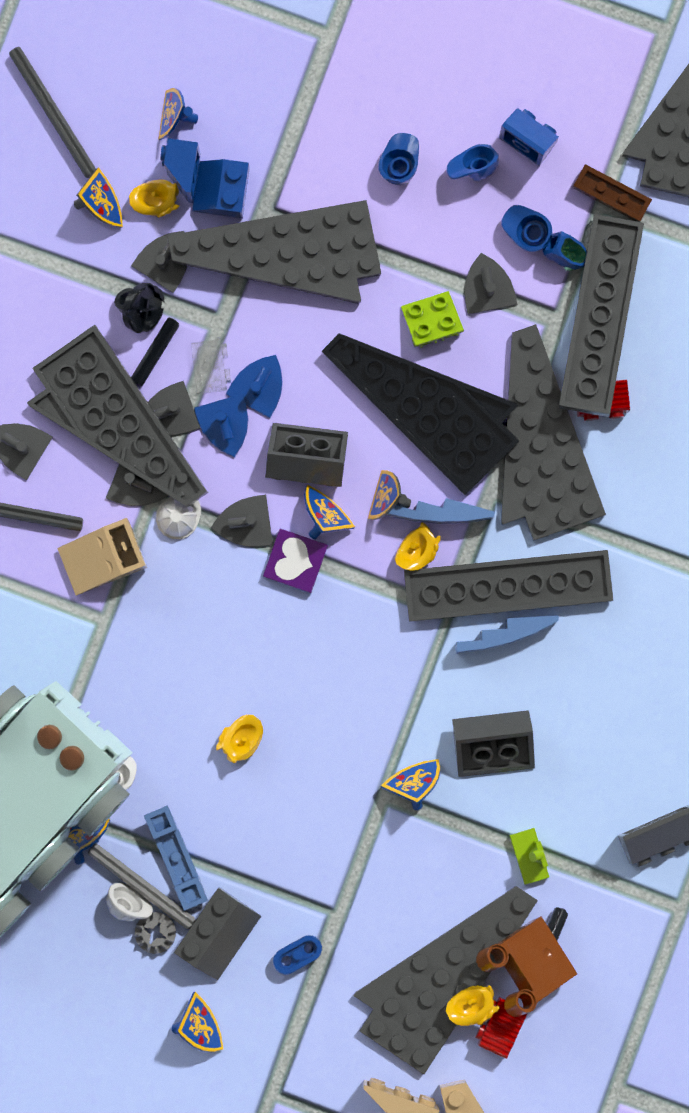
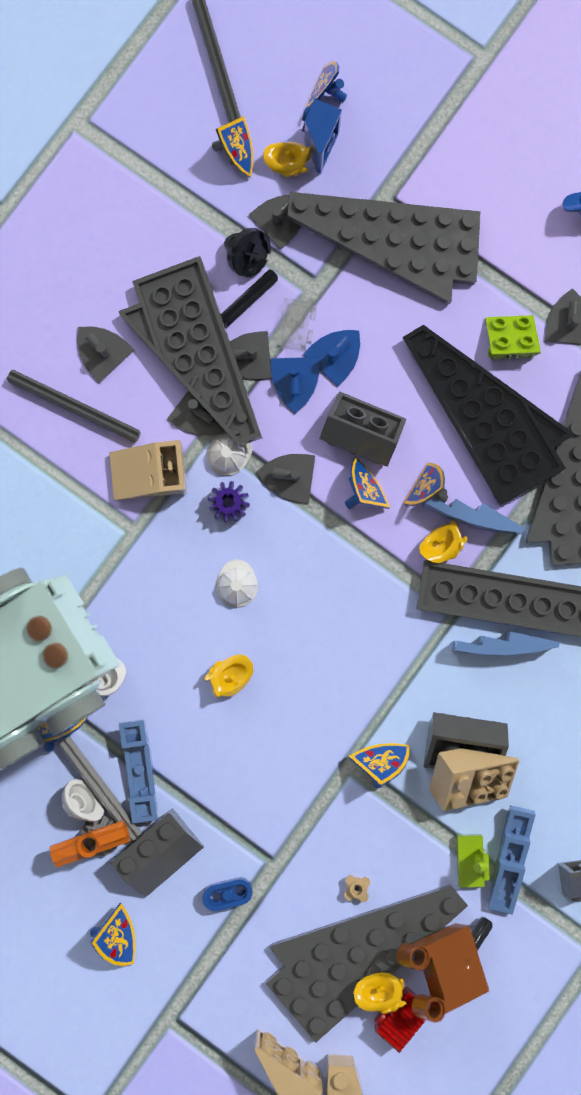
camera: 15 degrees right, 0 degrees up
(134, 950) = (75, 849): none -> orange piece
(199, 562) = (237, 499): none -> dark purple gear
(221, 187) = (351, 165): blue slope -> none
(222, 645) = (237, 583): none -> white piece
(295, 560) = (325, 523): tile -> none
(400, 158) = (522, 181): blue piece -> none
(420, 920) = (362, 883): none -> tan plate
(507, 772) = (471, 778): none -> tan slope
(569, 843) = (511, 859): none -> medium blue slope

